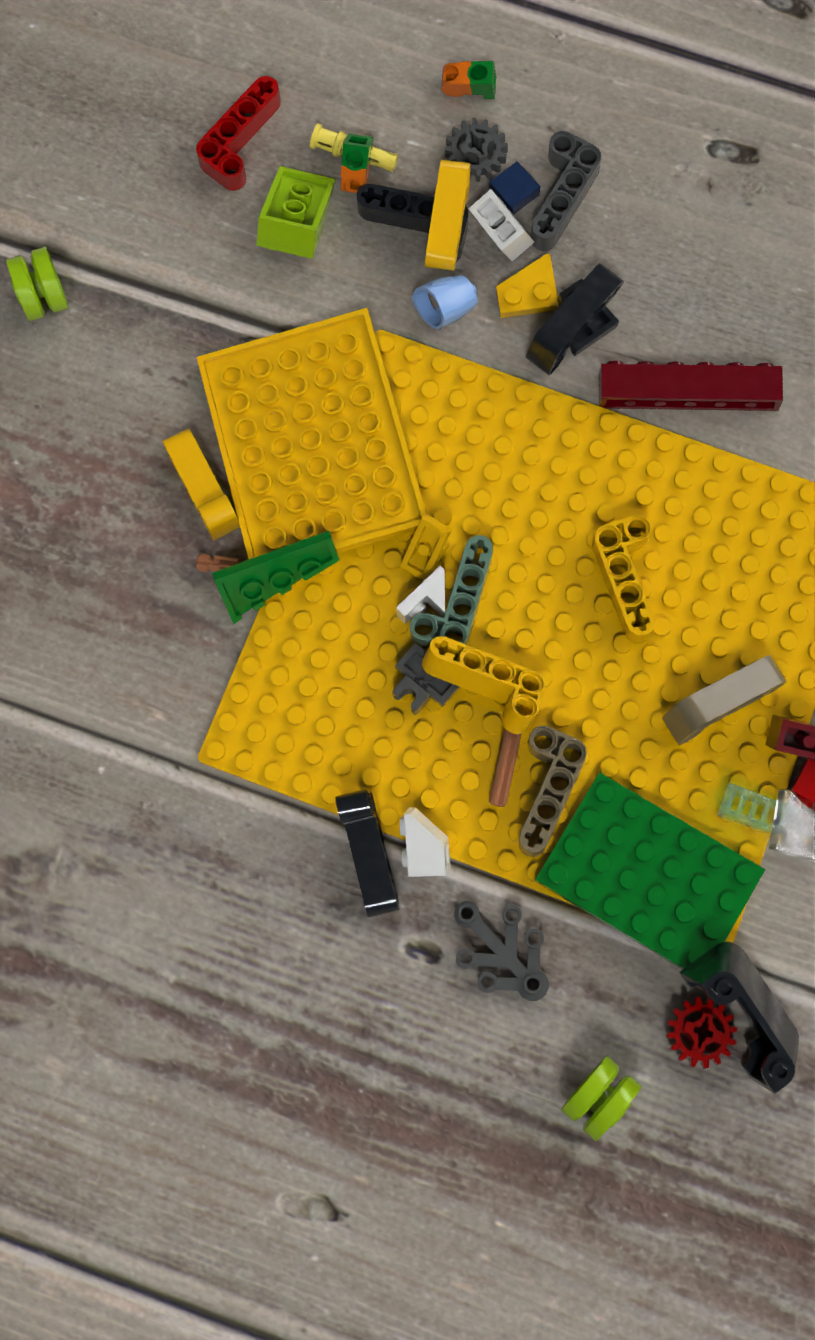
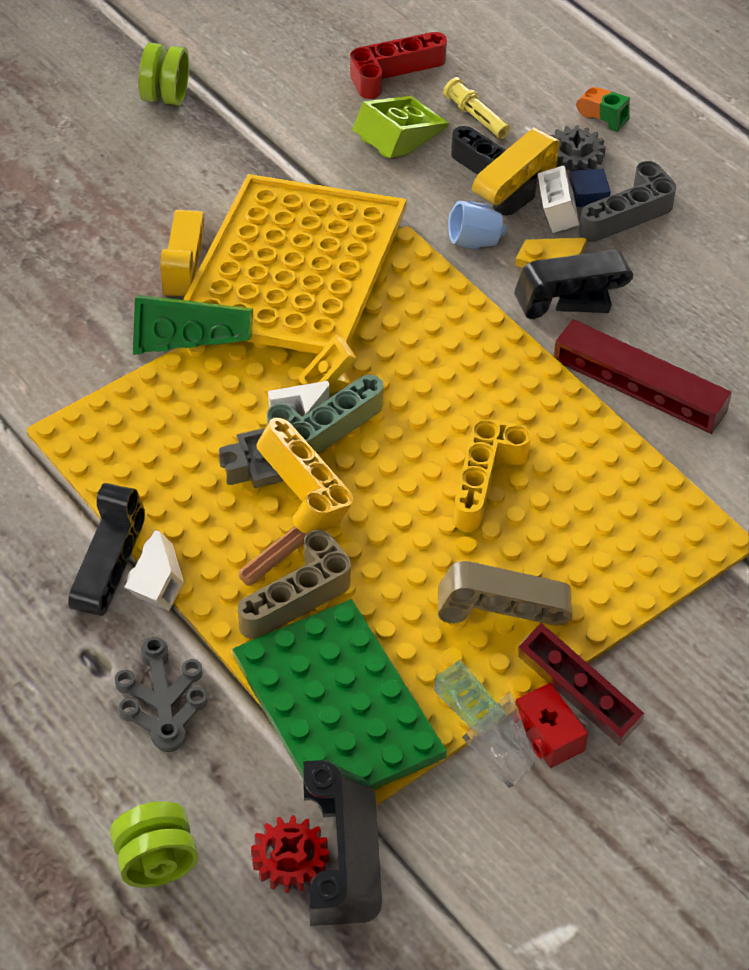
camera: 25 degrees right, 25 degrees down
(355, 162) = (469, 109): green leg -> none

